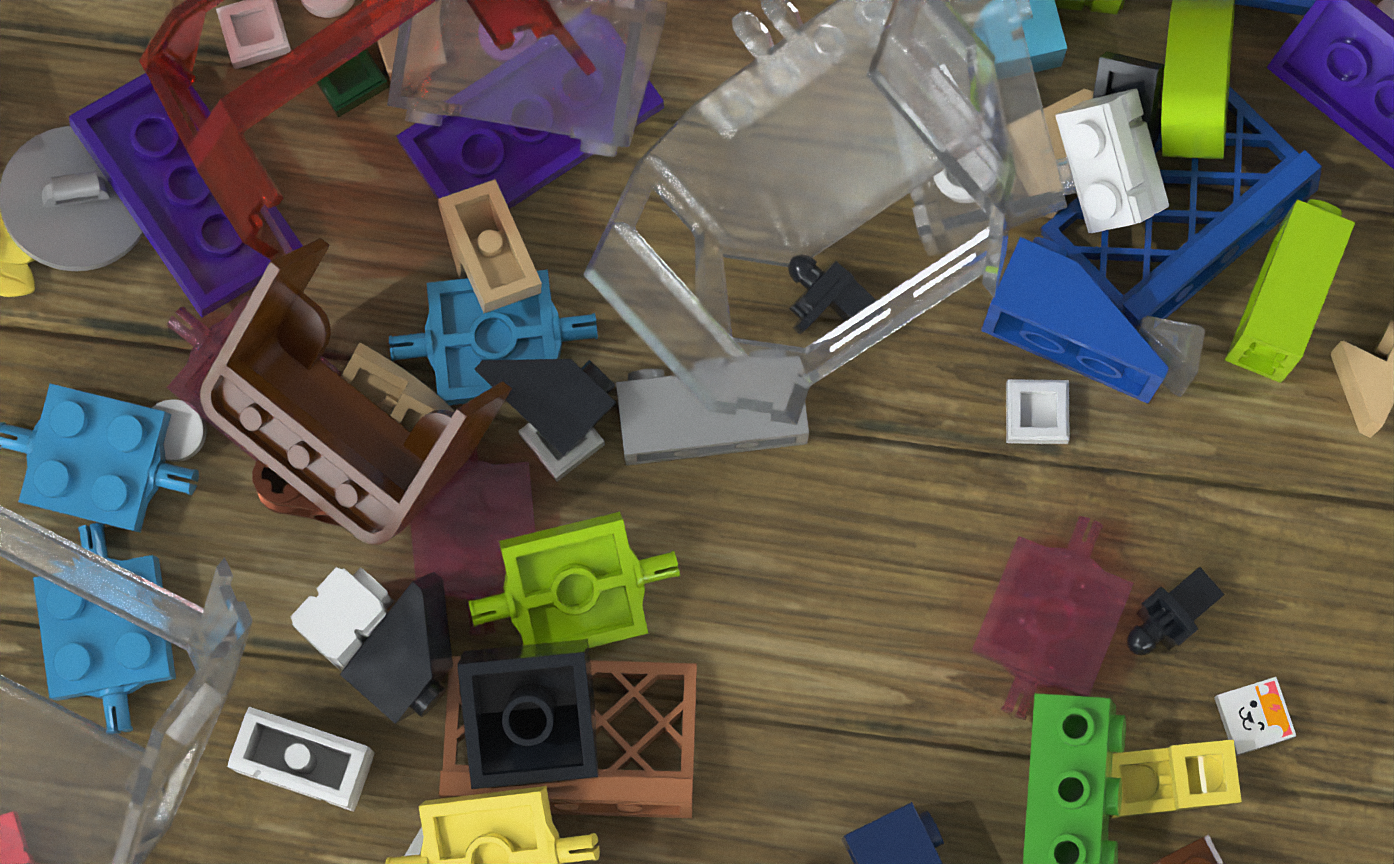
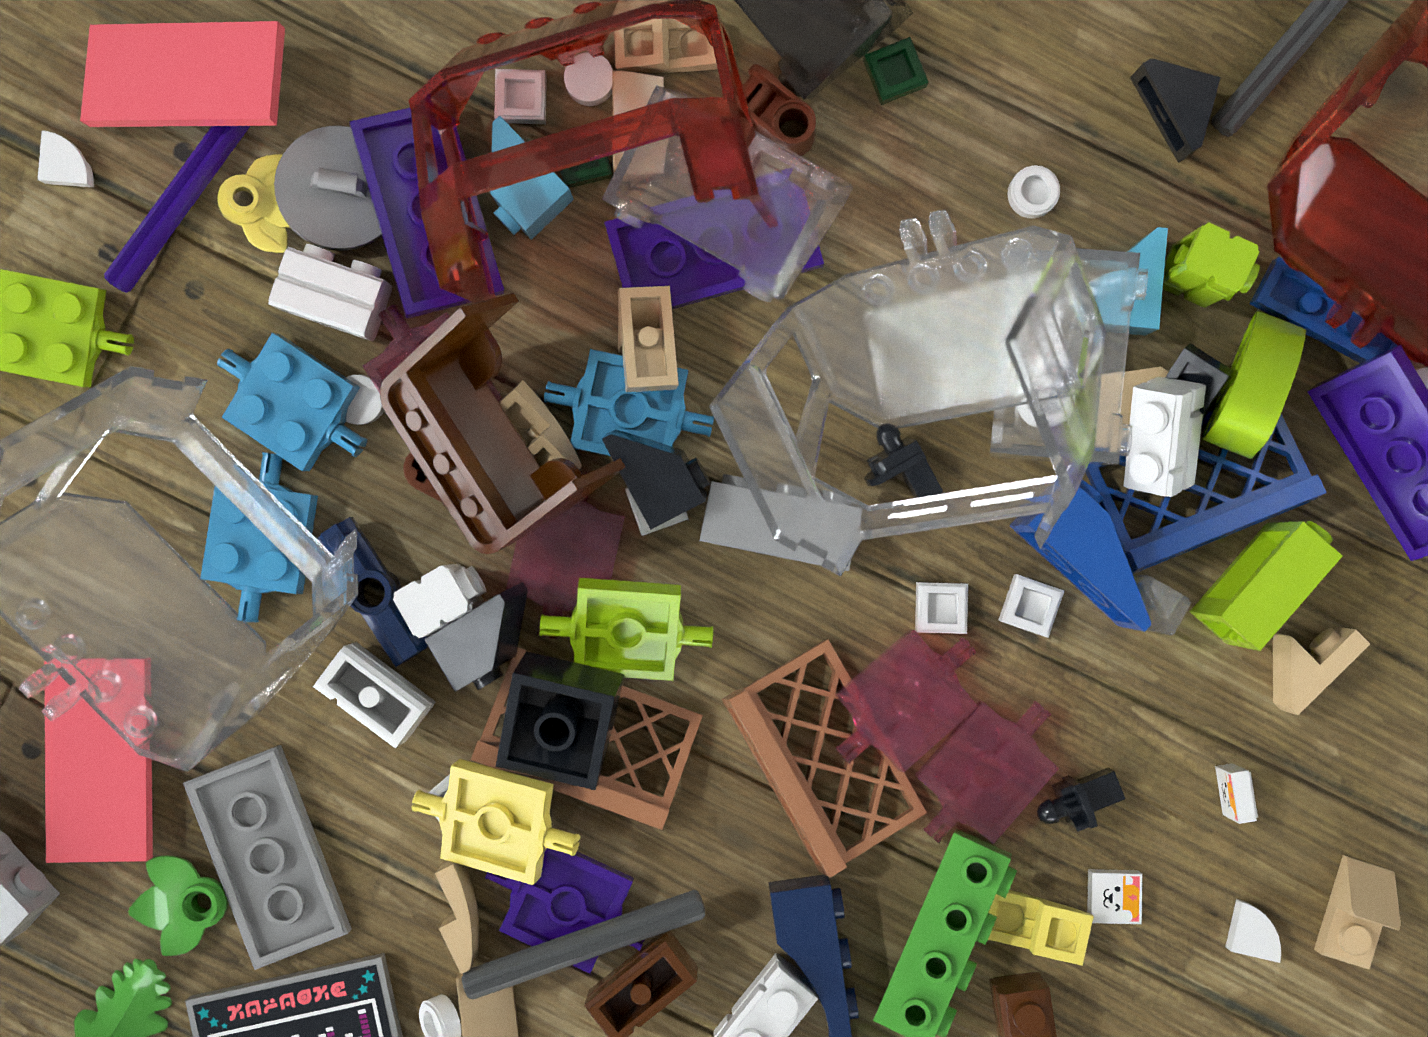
camera: 20 degrees right, 10 degrees up
(104, 317) = (329, 292): none -> white brick
(291, 668) = (385, 618): none -> dark blue piece
(300, 134) = (528, 203): none -> medium azure slope
(818, 701) = (788, 780): none -> nougat fence
(928, 565) = (906, 700): none -> clear pink plate
(934, 448) = (941, 607): none -> white tile
(1350, 544) = (1236, 793): none -> white tile

